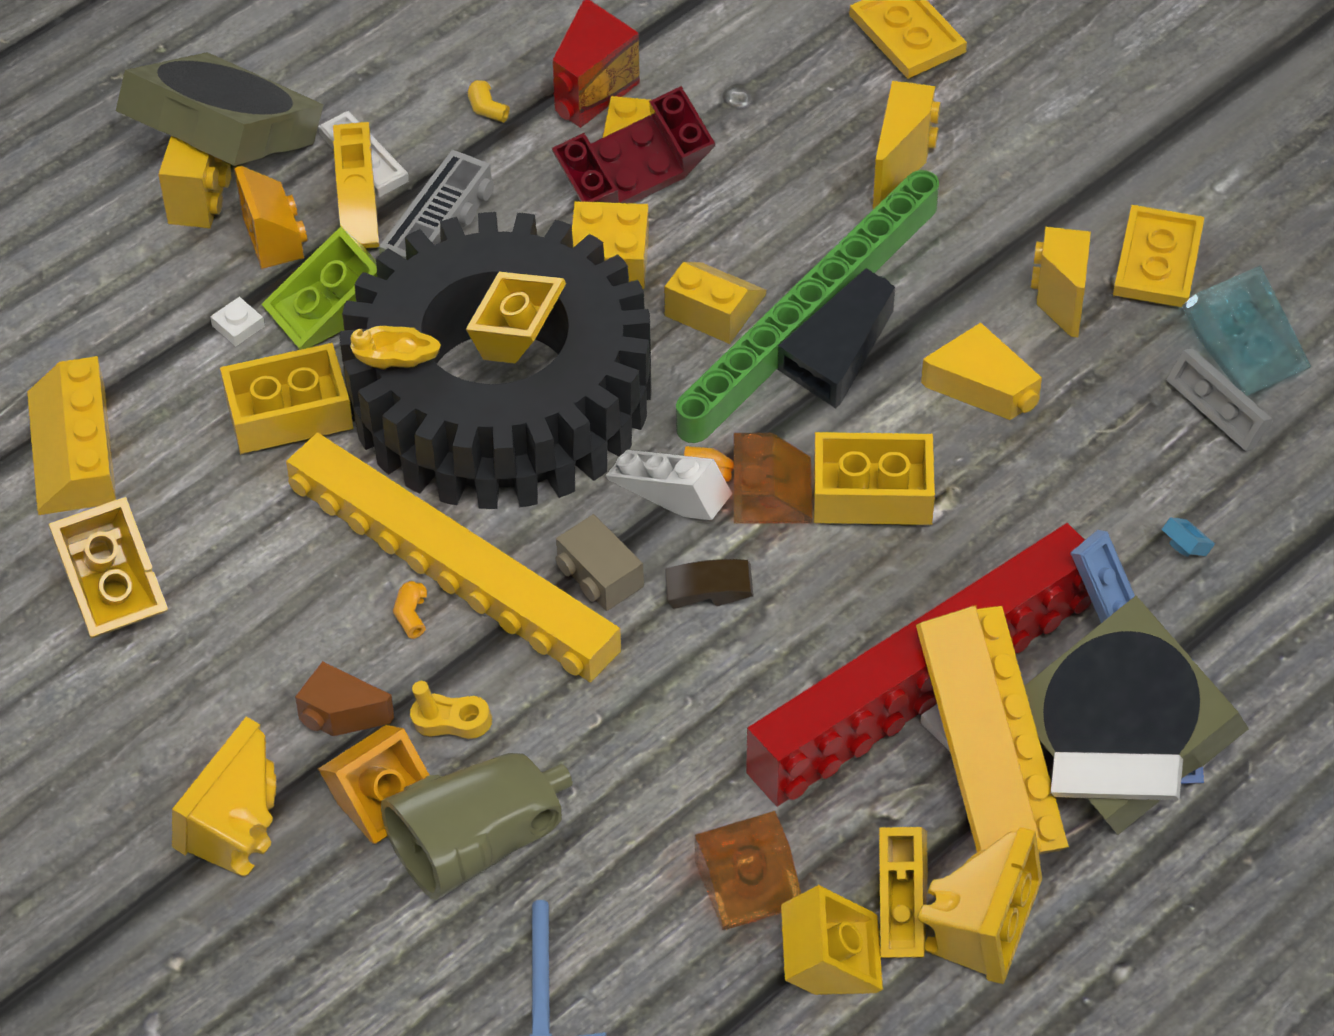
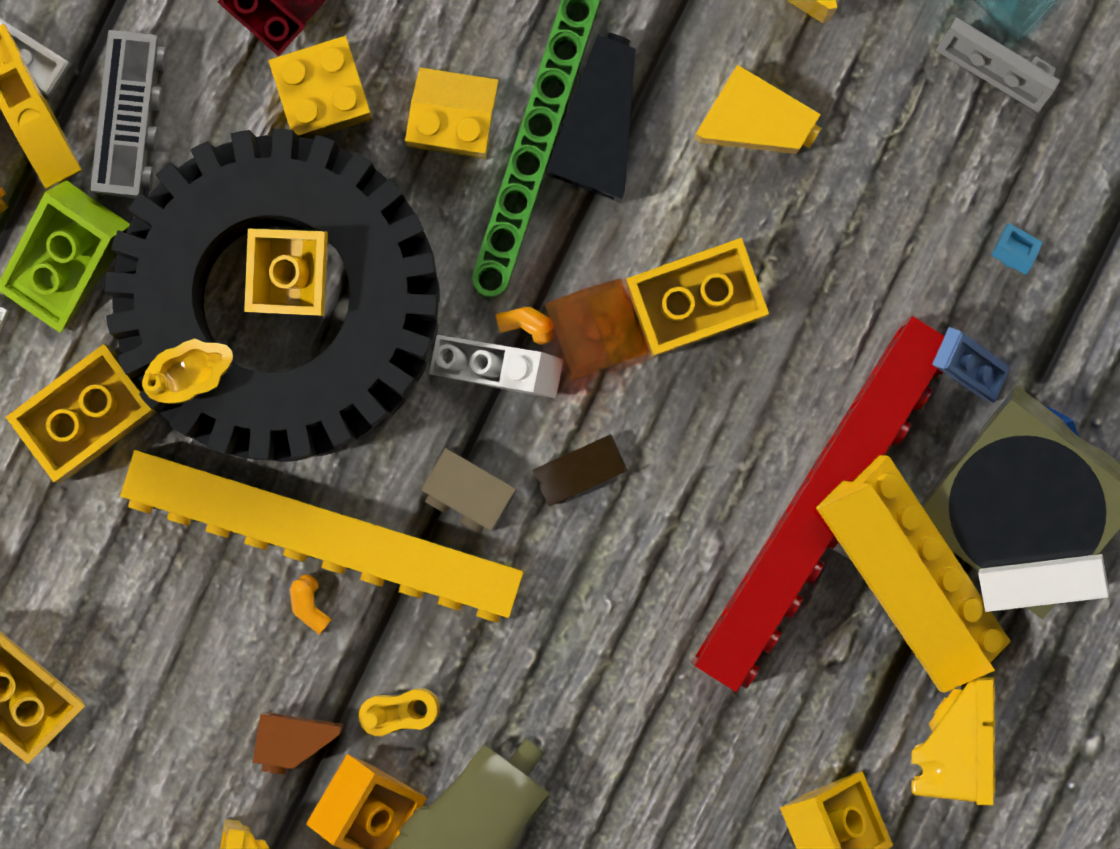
camera: 25 degrees left, 35 degrees up
(747, 869) = (735, 779): clear orange slope -> none
(902, 890) = (880, 746): yellow slope -> none

